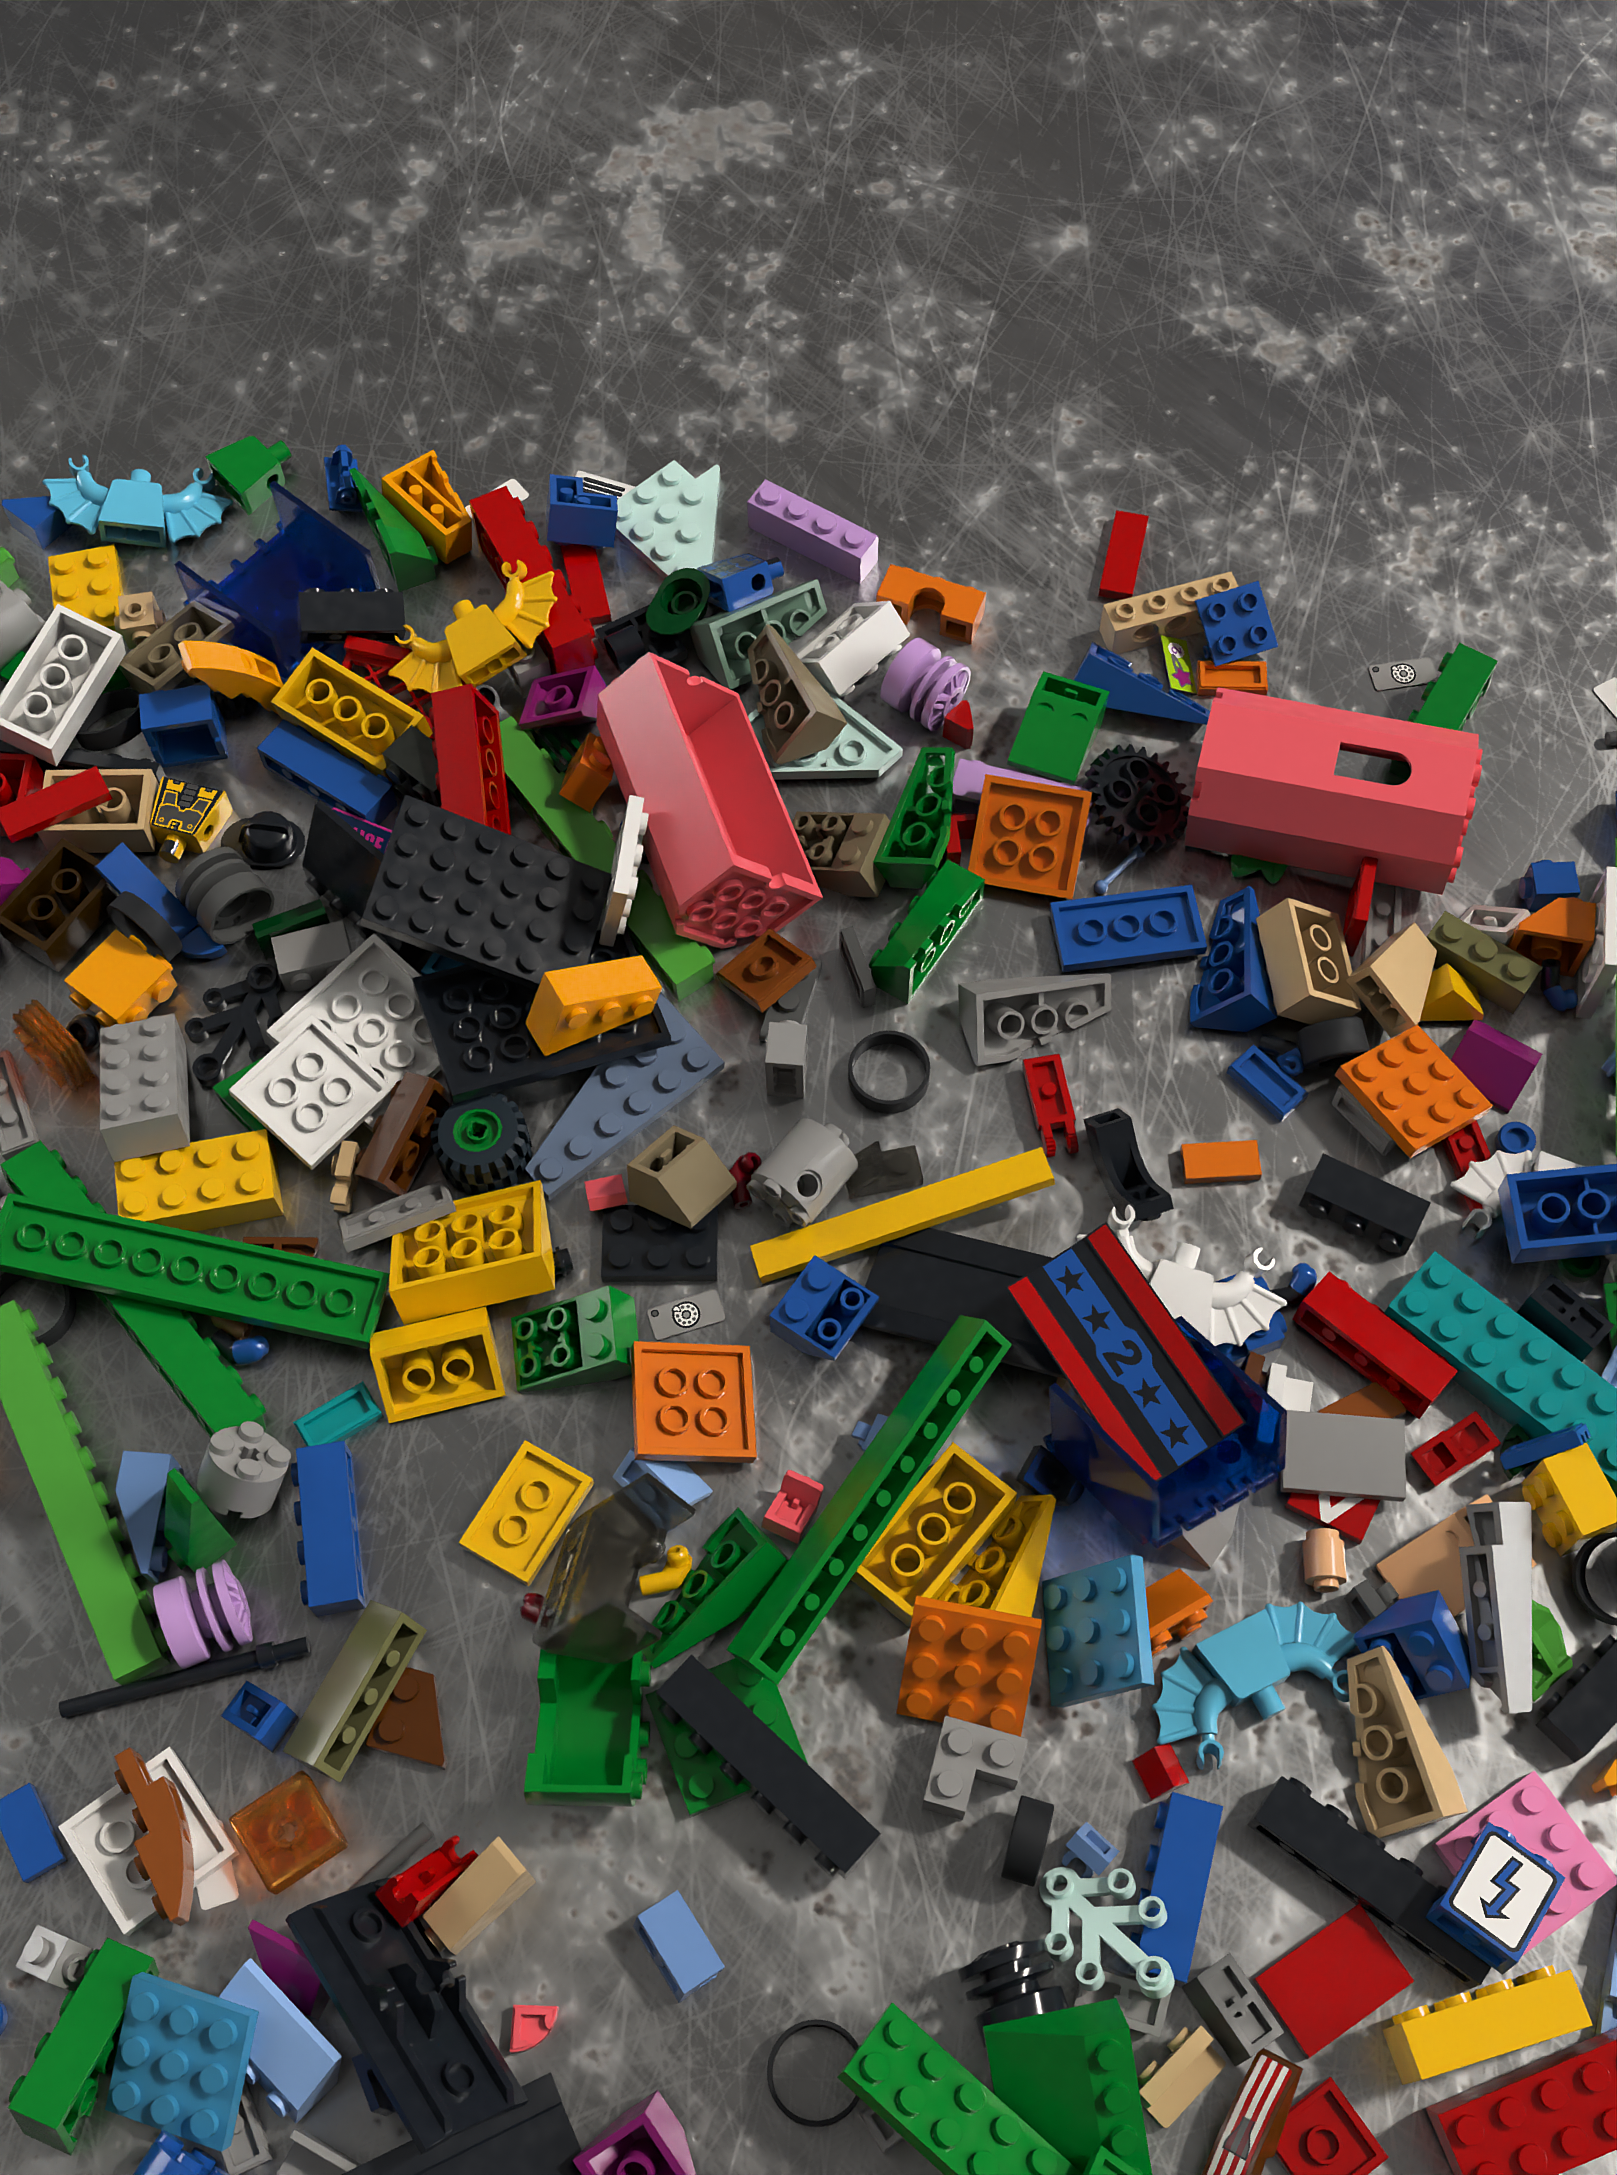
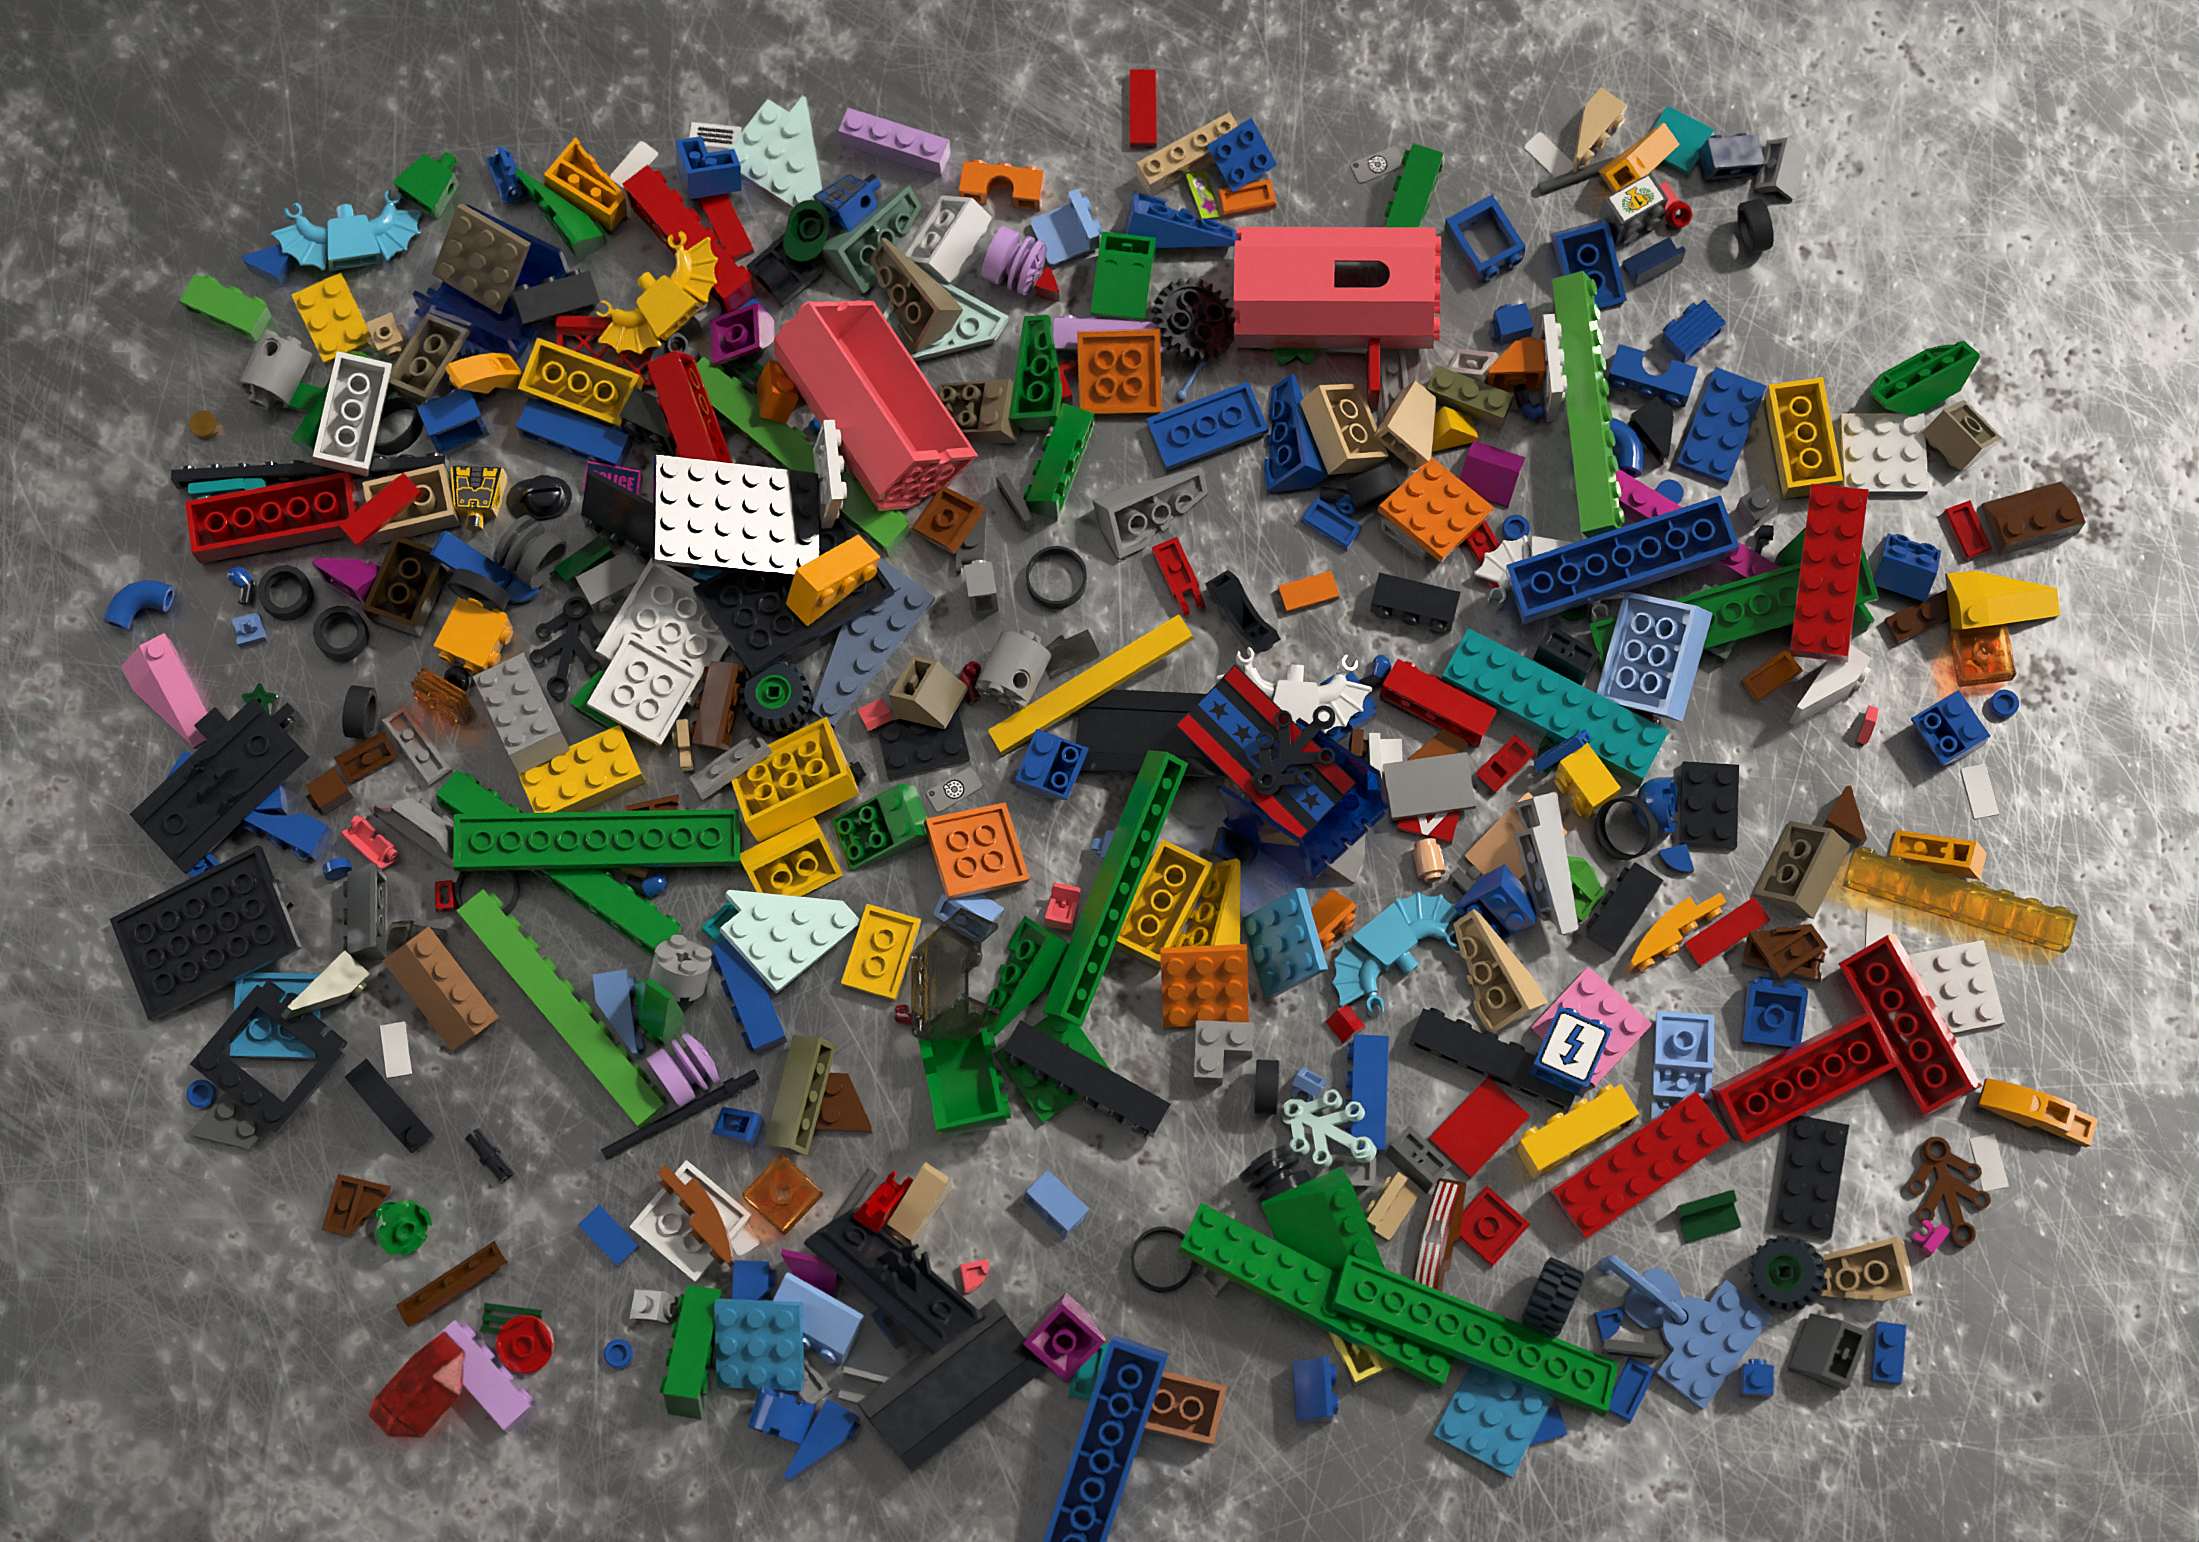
camera: 10 degrees left, 10 degrees up
(205, 1956) = (753, 1280): none -> blue slope
(275, 549) = (481, 258): none -> dark tan plate
(402, 1454) = (784, 932): none -> light aqua wing
(672, 1574) = (991, 970): yellow arm -> none
(1002, 668) = (1068, 230): none -> light blue bracket
(1160, 1361) = (1291, 754): none -> black plant
(1522, 750) = (1473, 215): none -> blue window

